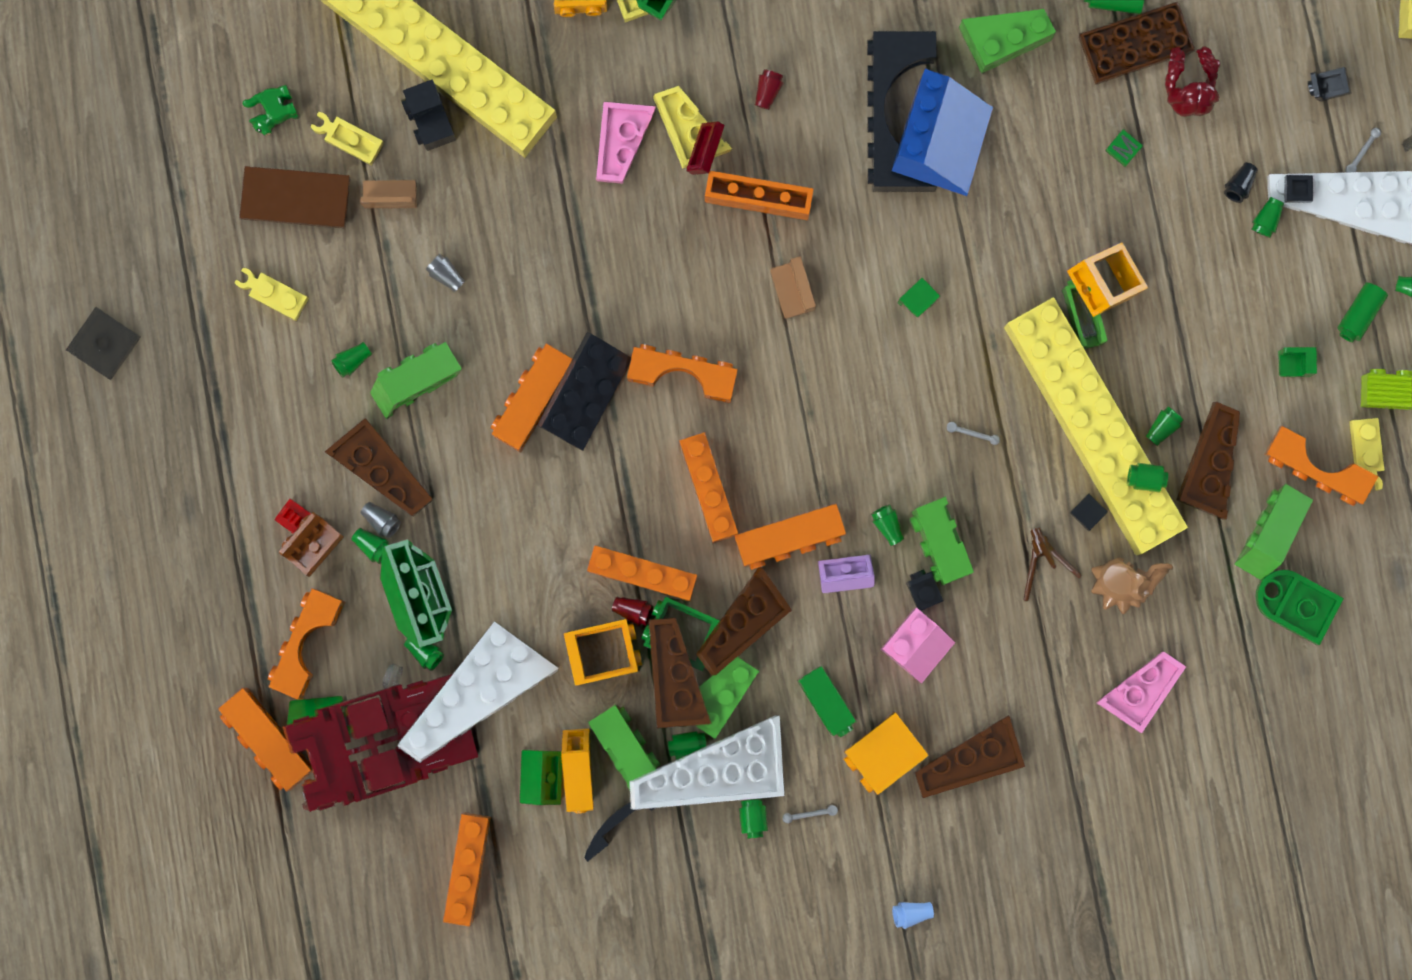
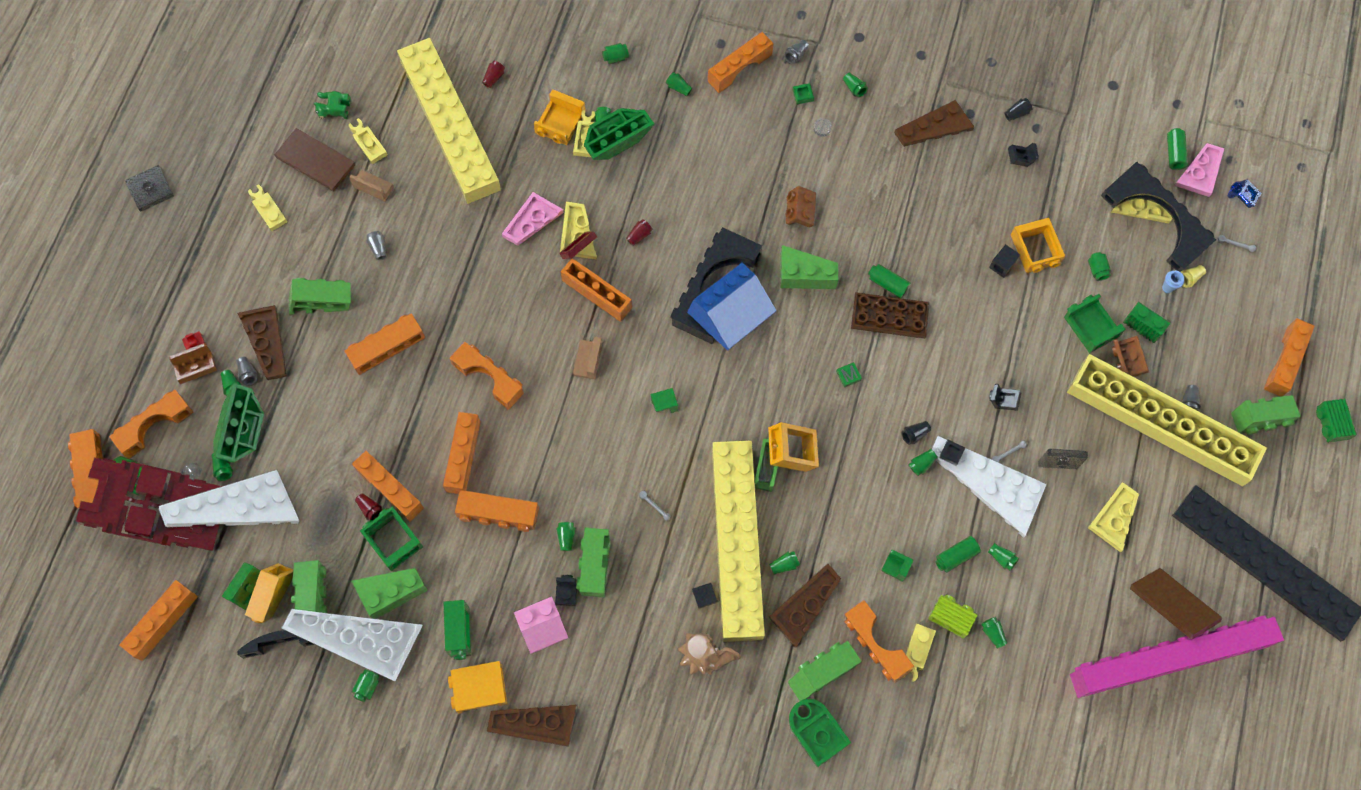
camera: 25 degrees right, 15 degrees down
(350, 359) = (288, 267): green cone -> none
(426, 108) = (423, 148): black brick -> none
(575, 656) = (313, 518): light orange window -> none
(584, 391) = (418, 355): black plate -> none
(675, 685) = (363, 562): reddish brown wing -> none
(686, 743) = (350, 609): green brick -> none
(747, 619) = (434, 549): reddish brown wing -> none
(831, 810) = (422, 709): light grey hinge -> none
(846, 573) = (521, 555): lavender slope -> none
(1041, 548) = (659, 604): reddish brown plant -> none
(1143, 692) = (678, 737): bright pink wing -> none
(1147, 477) = (751, 585): green brick -> none
(1196, 97) = (910, 361): dark red hair -> none

